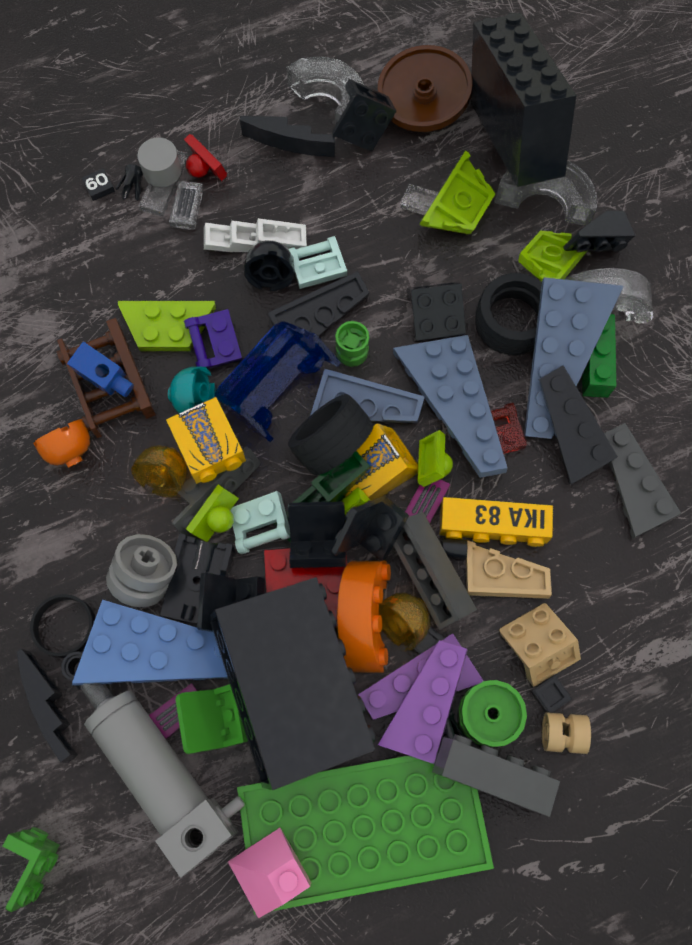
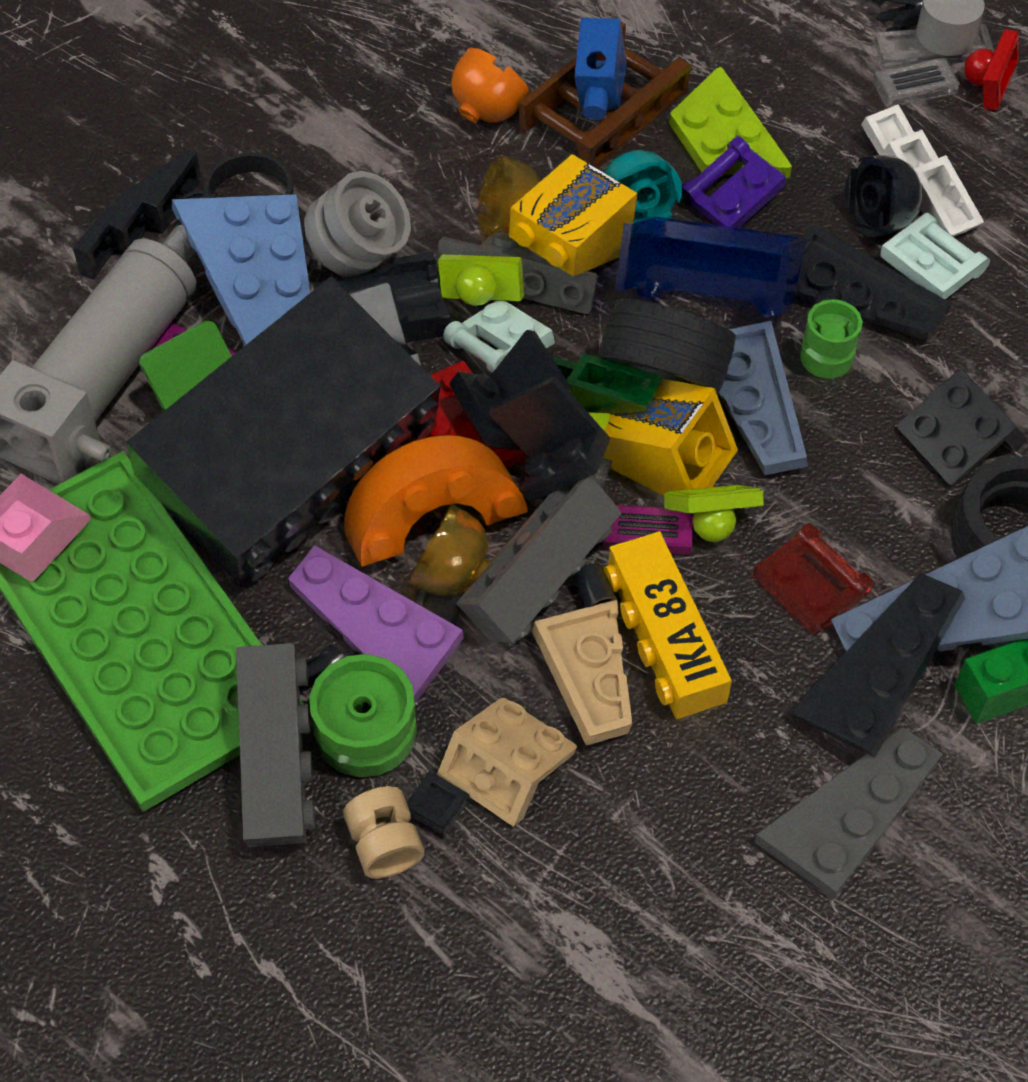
camera: 65 degrees right, 15 degrees down
(426, 709) = (343, 624): medium lavender wing -> none
(454, 390) = (843, 492): sand blue wing -> none

